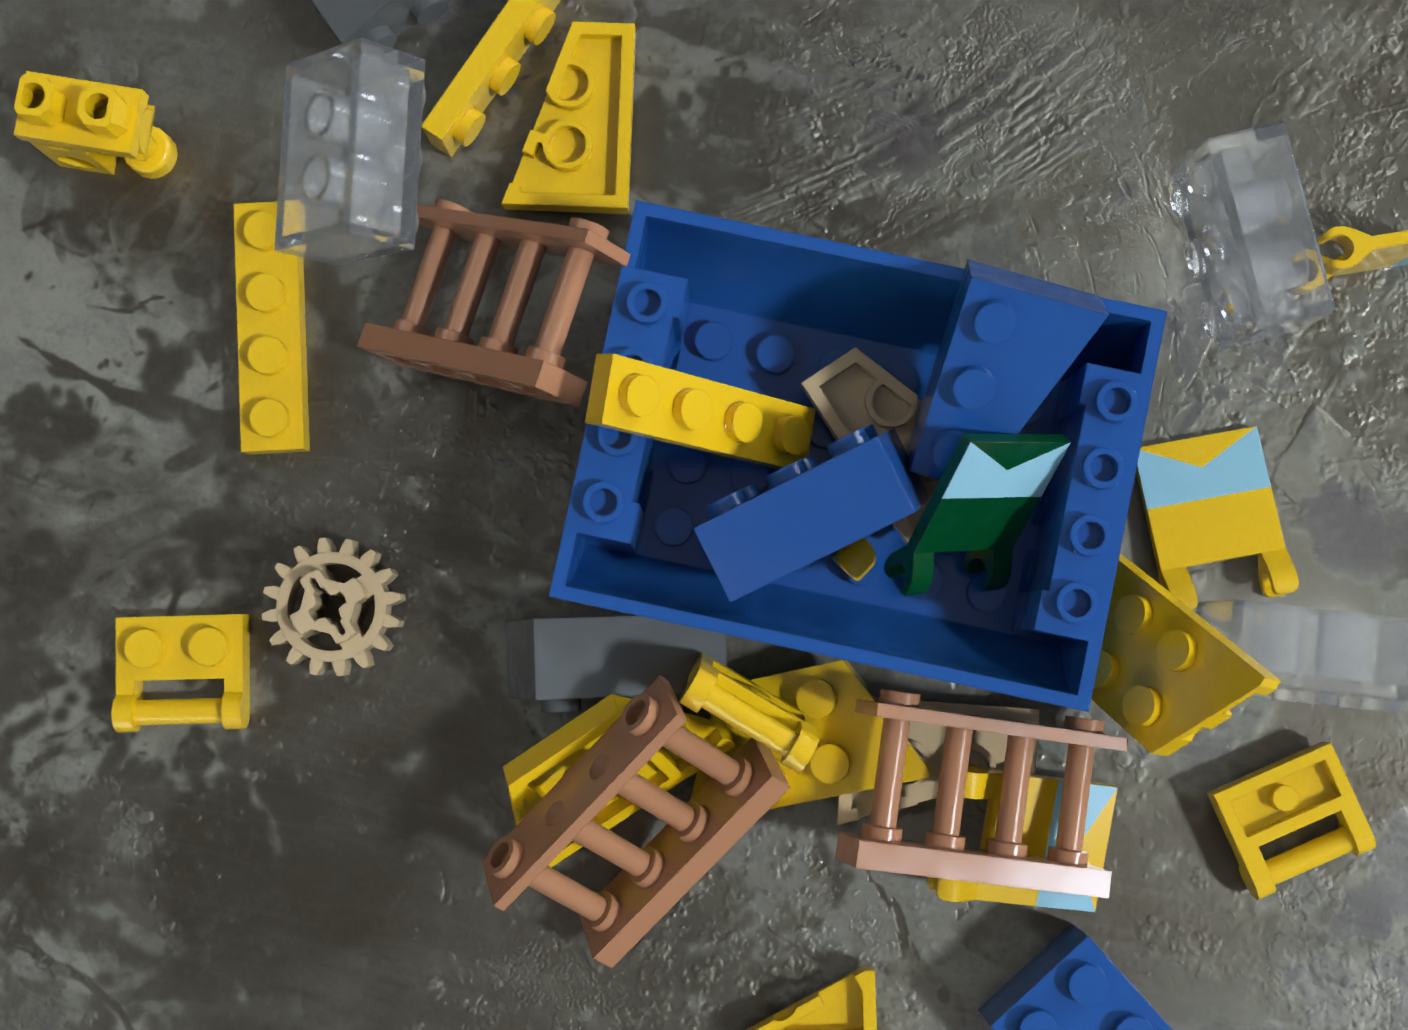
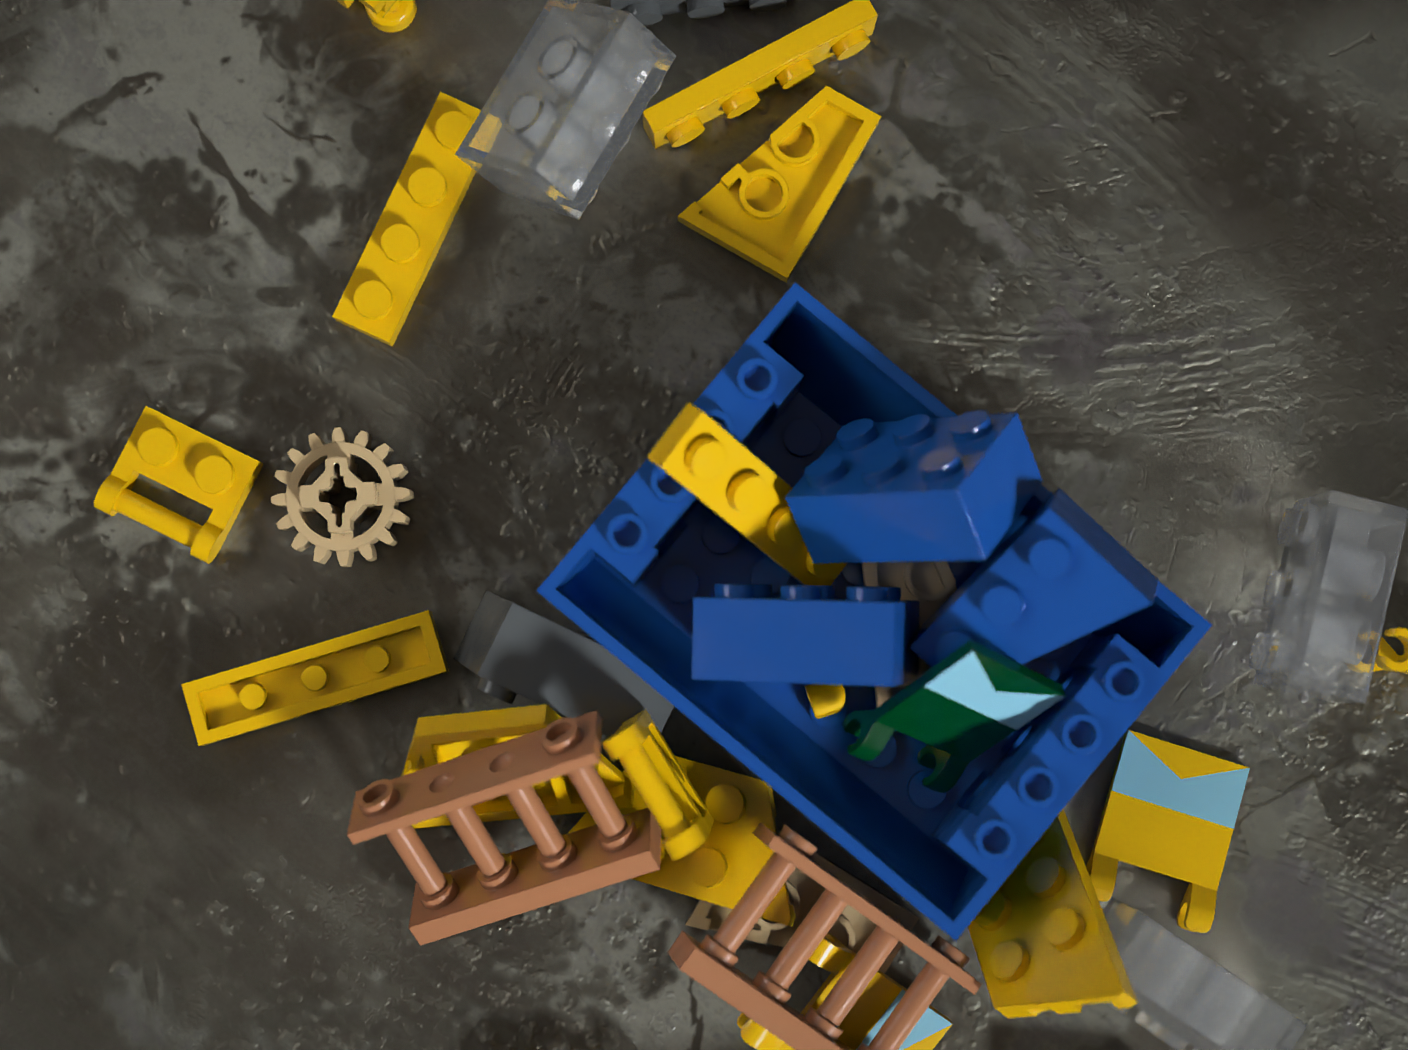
camera: 20 degrees right, 0 degrees up
(393, 780) = (315, 678): none -> yellow plate
(495, 358) = (599, 355): nougat fence -> none
(841, 327) = (915, 489): none -> blue brick

